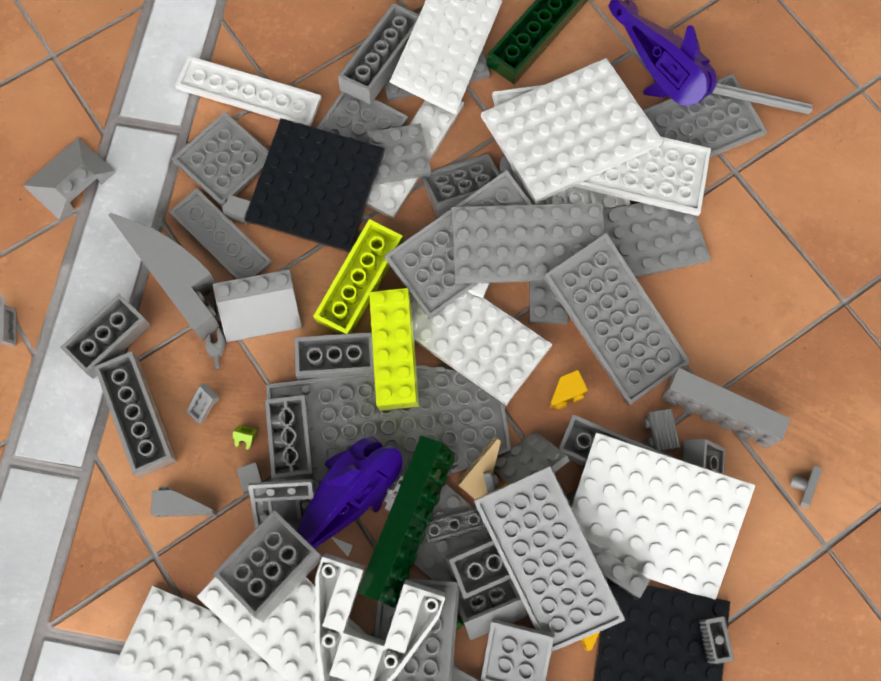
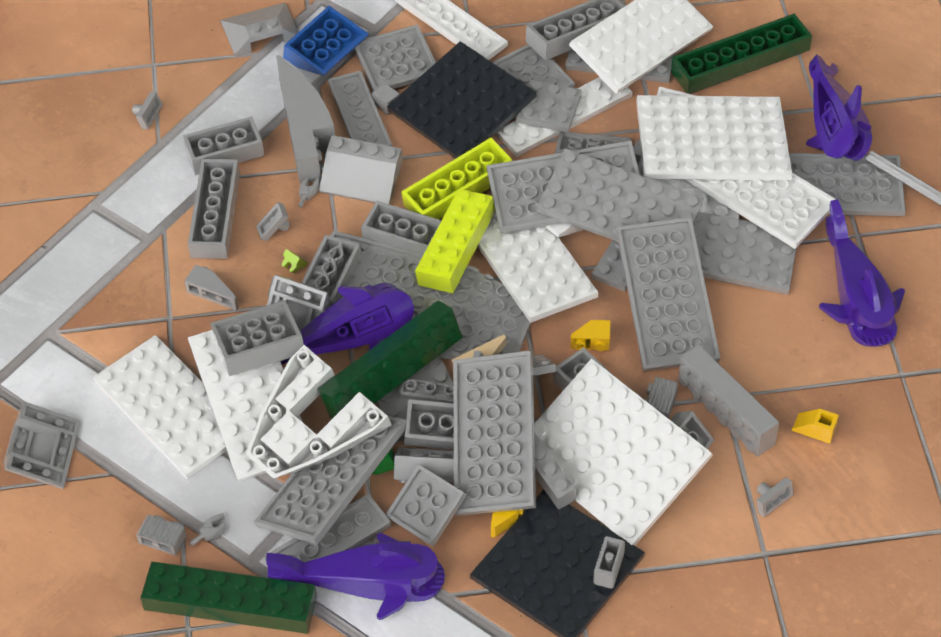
camera: 30 degrees right, 20 degrees down
(145, 172) = (323, 42): none -> blue slope
(779, 237) = (863, 292): none -> dark purple animal
(808, 394) = (816, 424): none -> yellow slope

